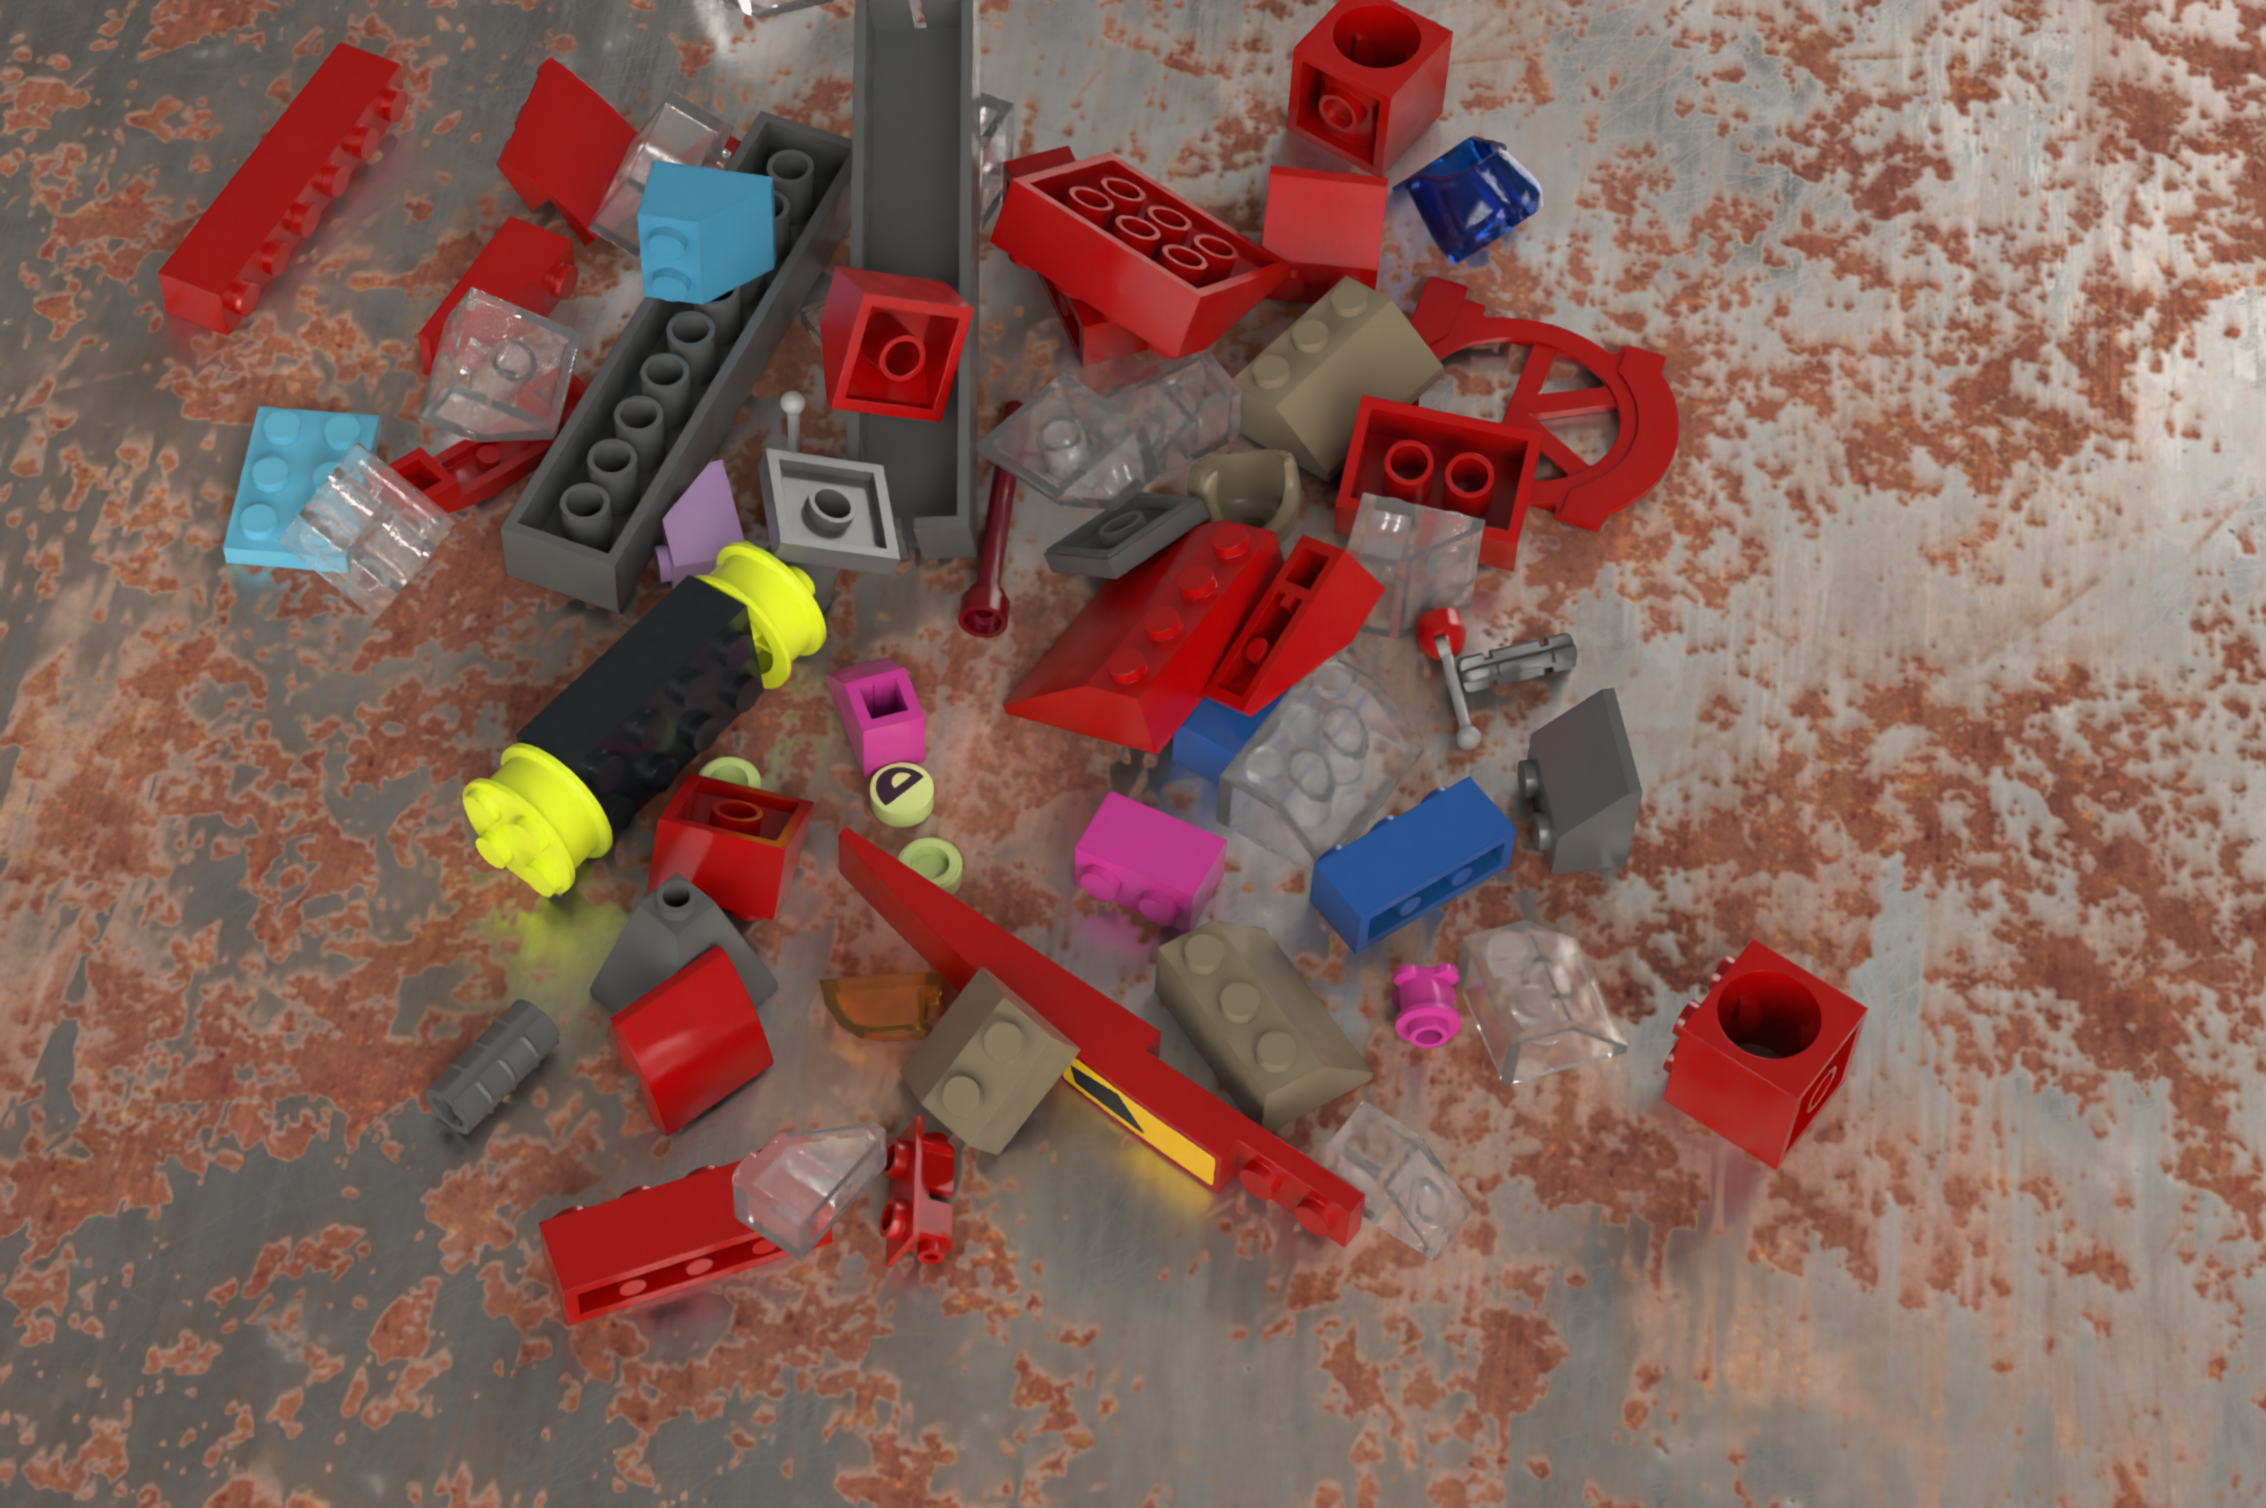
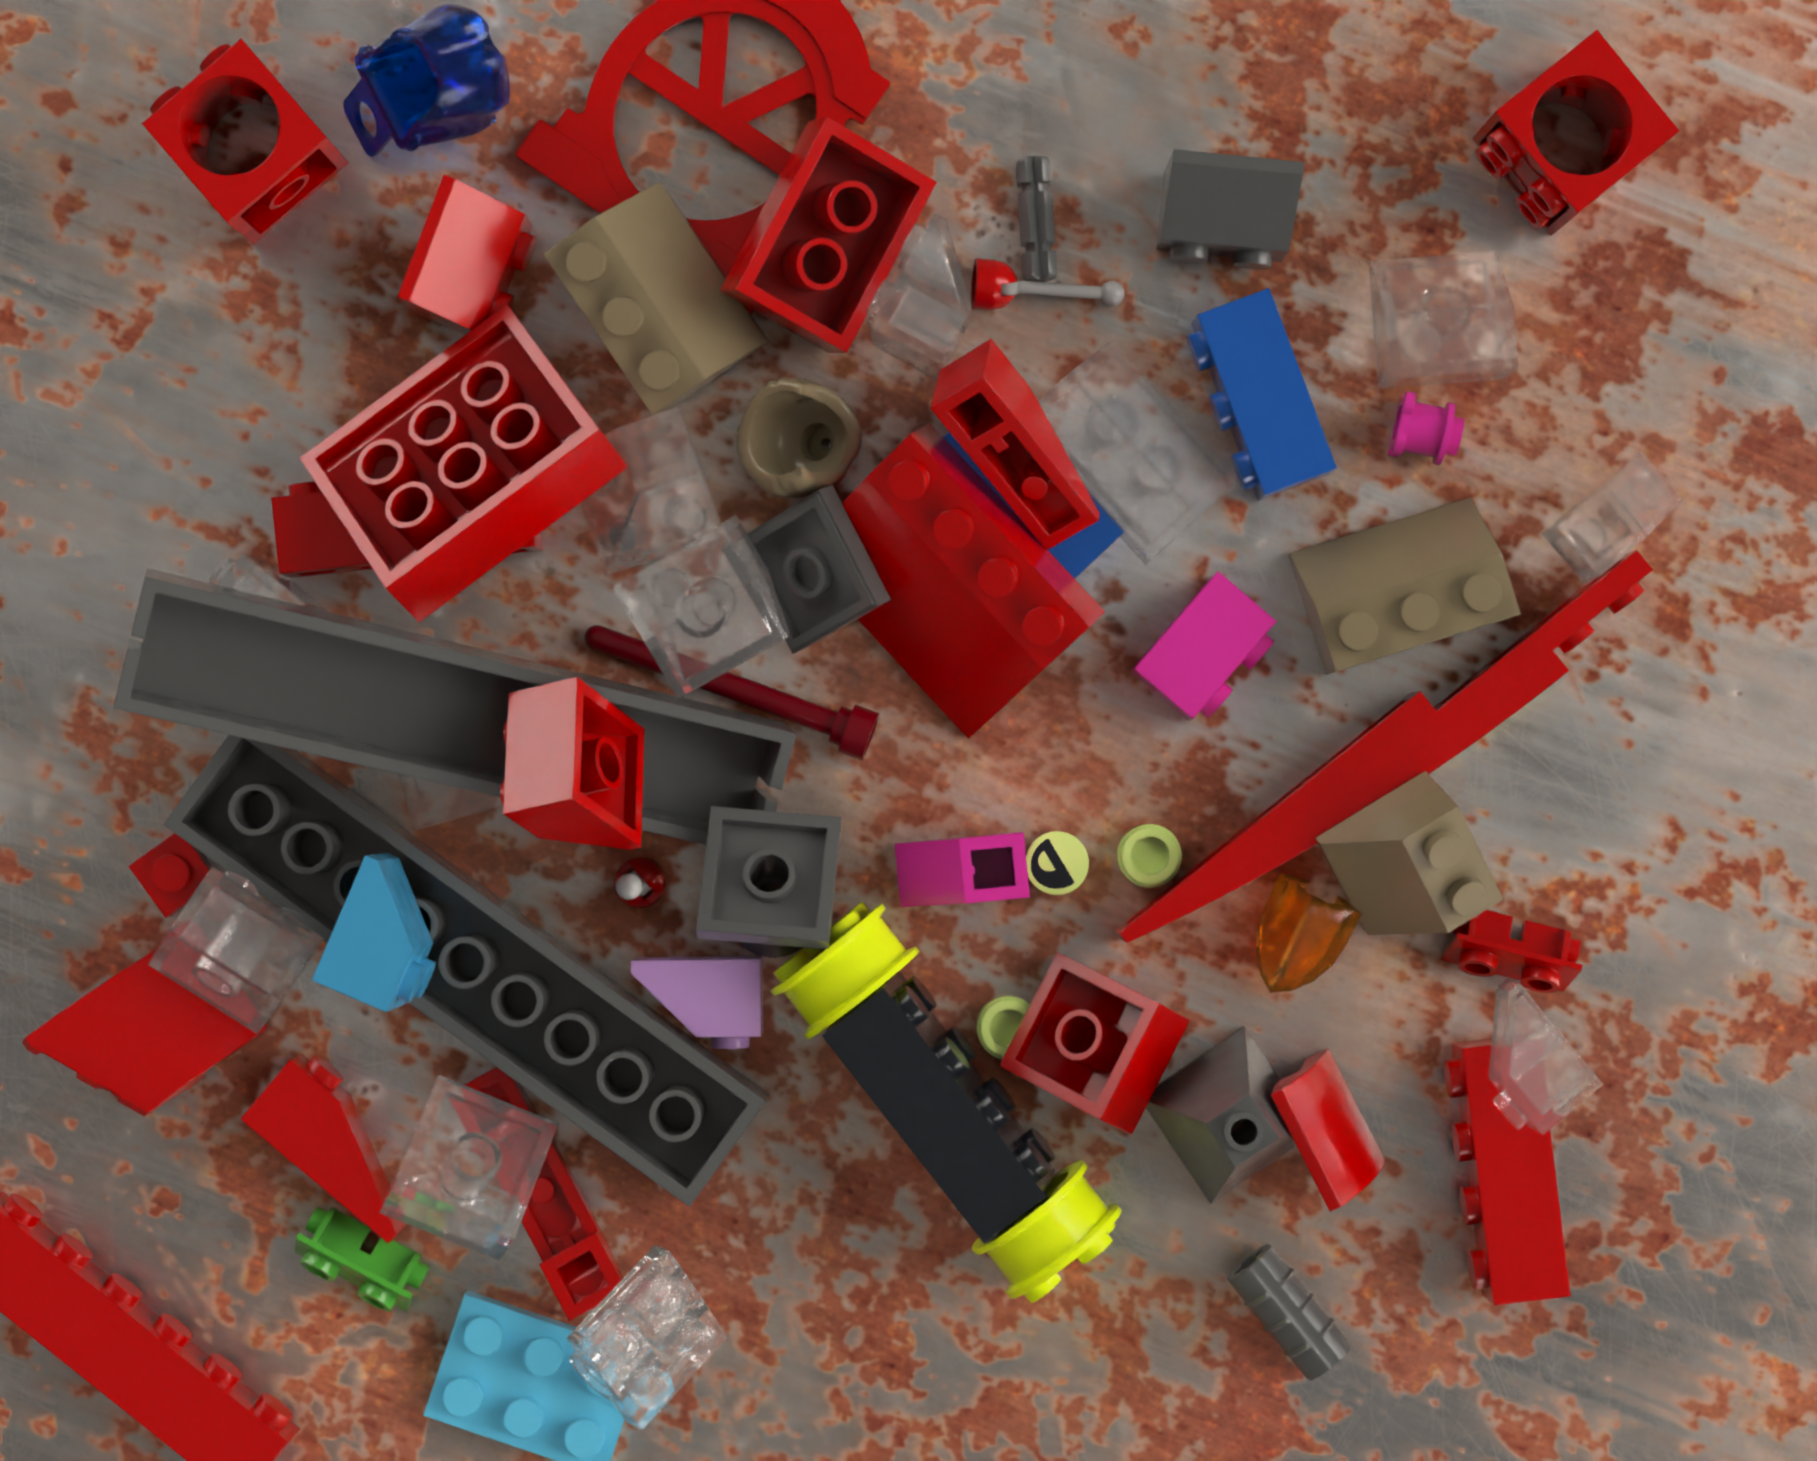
camera: 75 degrees left, 35 degrees up
(384, 356) = (337, 1252): none -> bright green hinge

